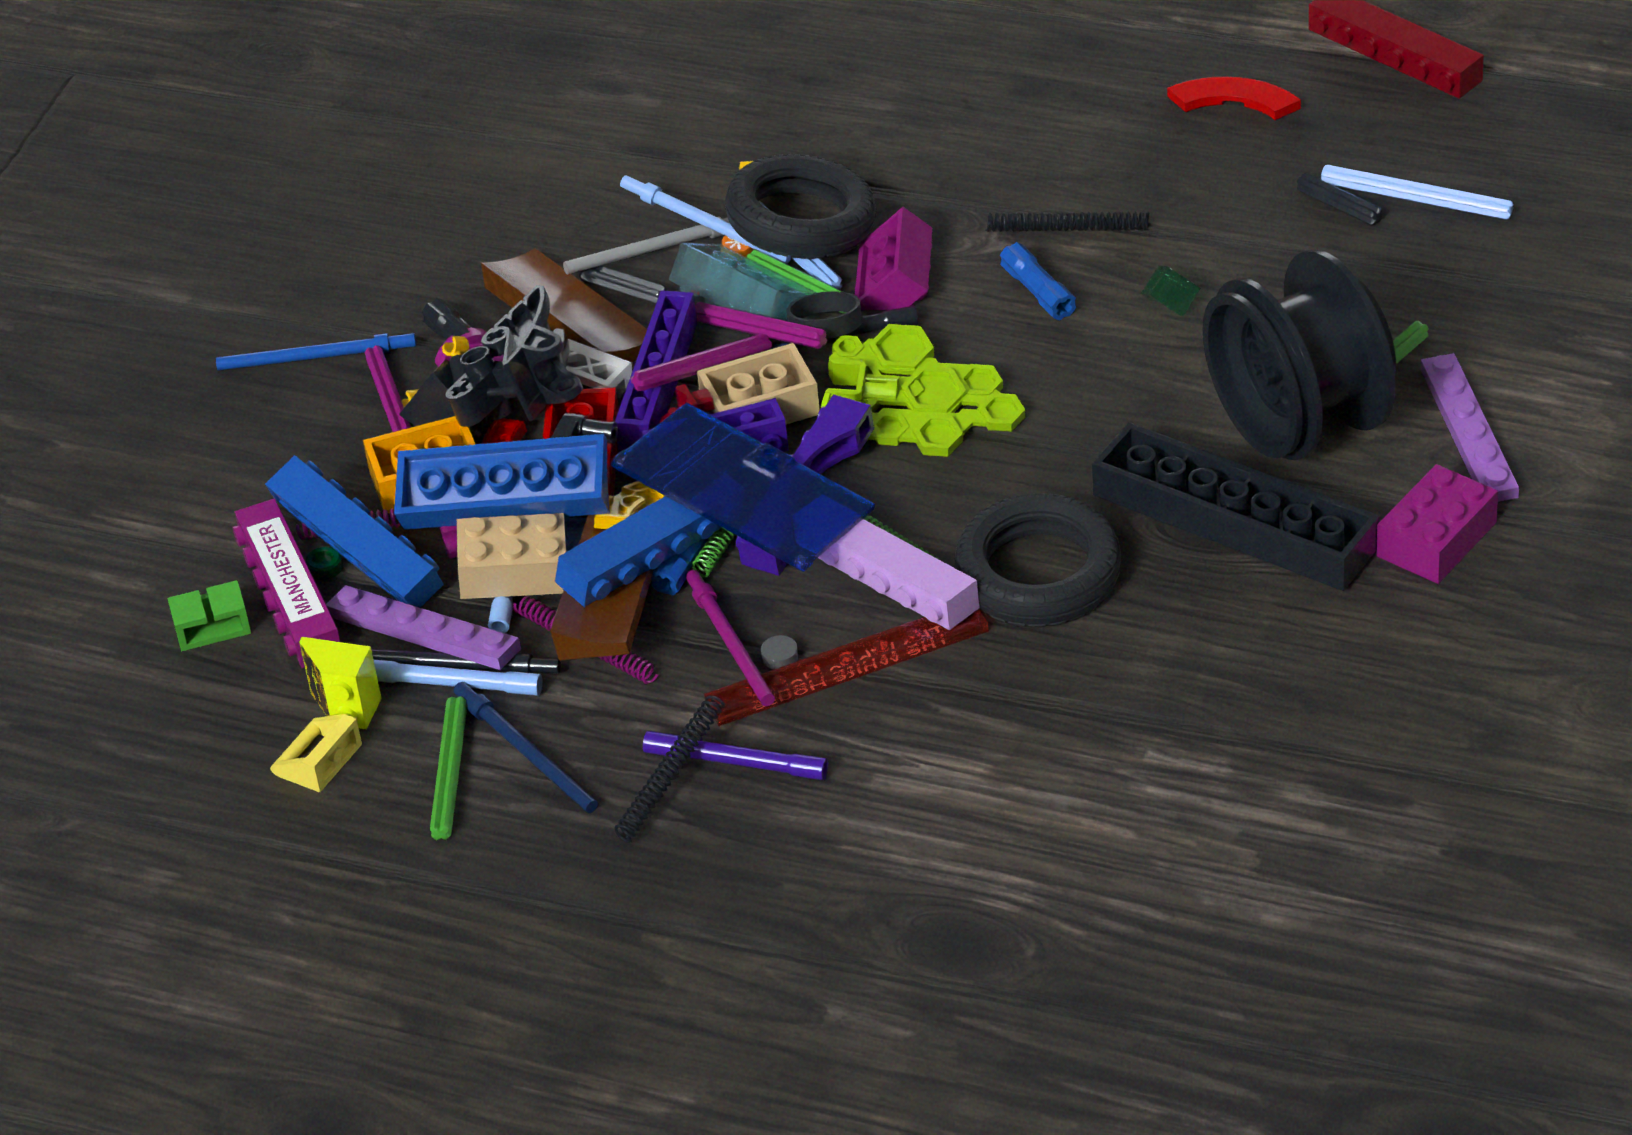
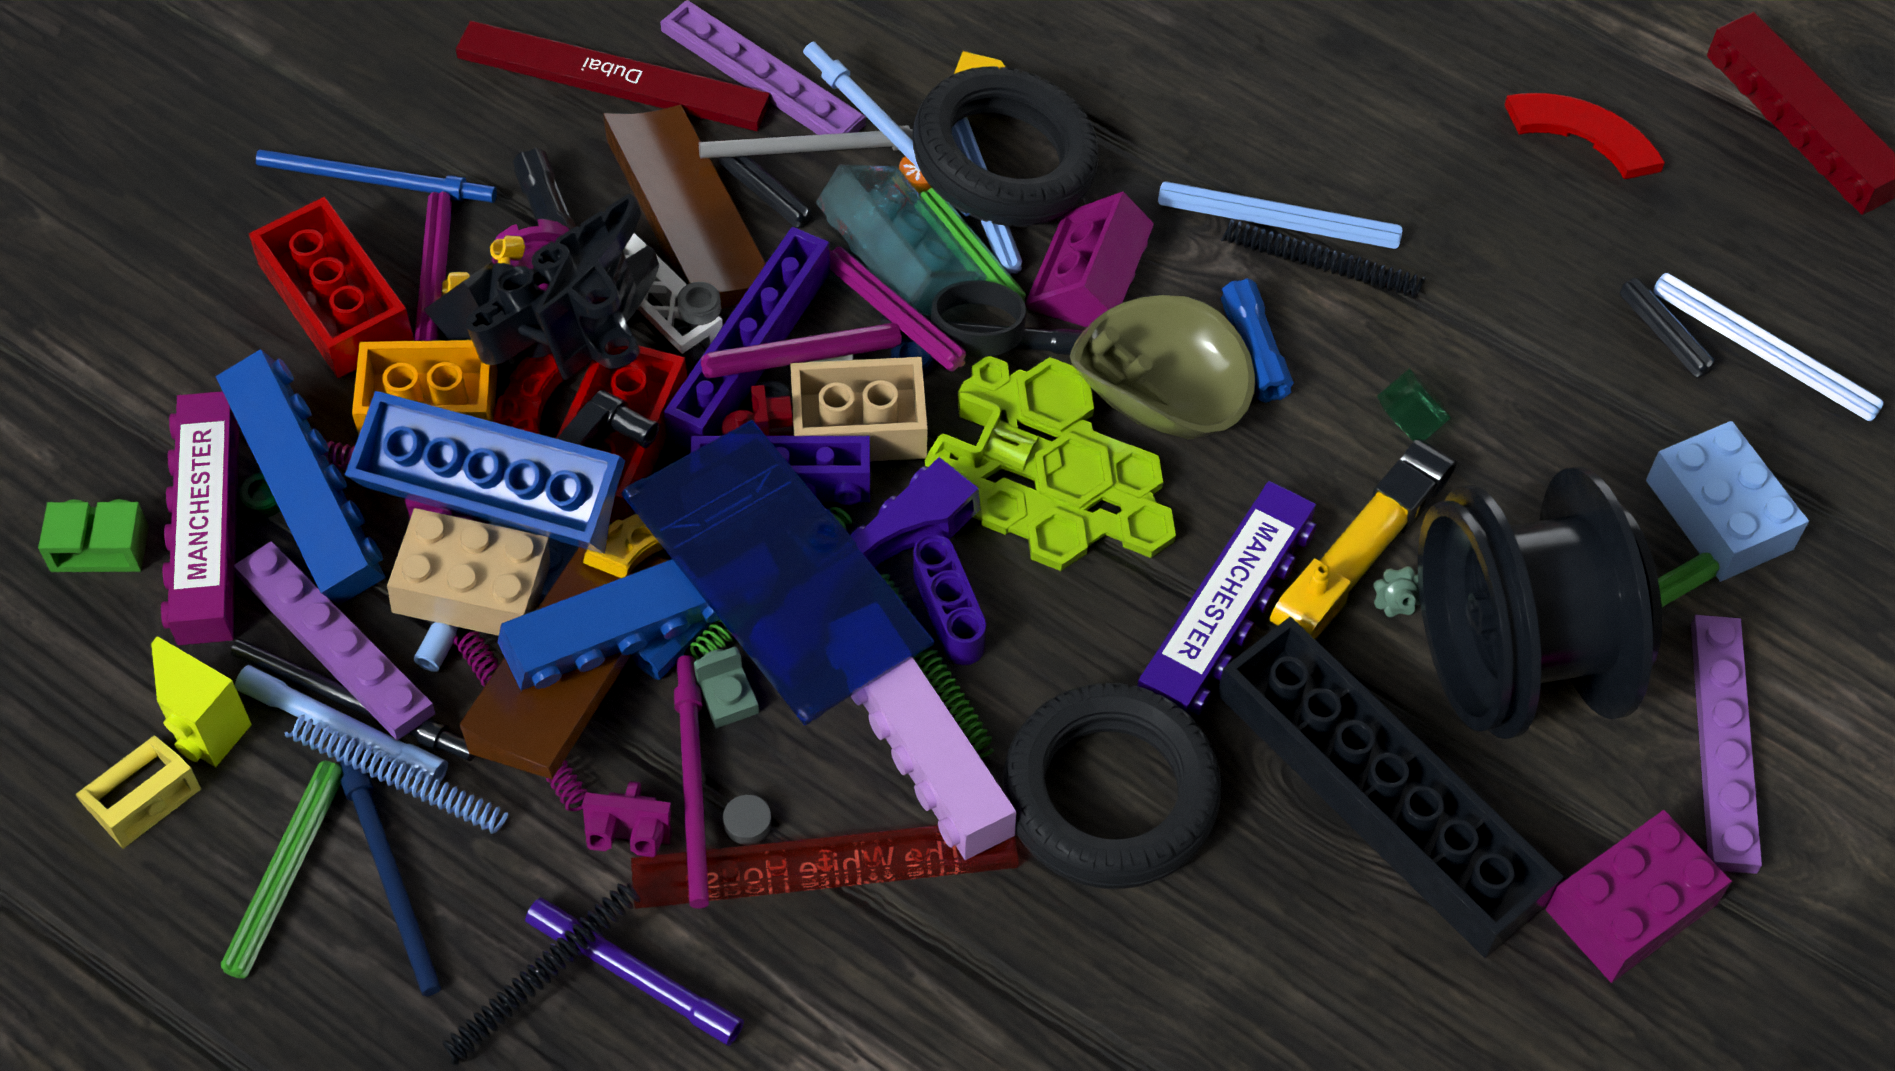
camera: 10 degrees right, 15 degrees up
(316, 419) = (329, 284): none -> red brick
(471, 245) = (613, 75): none -> dark red tile
(555, 697) = (490, 824): none -> light blue piece
(584, 213) = (760, 71): none -> medium lavender tile
(610, 355) = (699, 303): none -> dark grey tile
(692, 670) = (627, 817): none -> magenta hips
(728, 581) = (725, 687): none -> sand green bracket
(872, 481) = (951, 617): none -> dark purple beam
(979, 306) = (1168, 365): none -> olive piece
(1024, 203) = (1280, 215): none -> light blue axle
(1082, 427) = (1230, 597): none -> dark purple brick
(1179, 352) = (1393, 509): none -> yellow piece
(1201, 400) = (1397, 592): none -> sand green plant
(1420, 285) = (1726, 500): none -> light blue brick

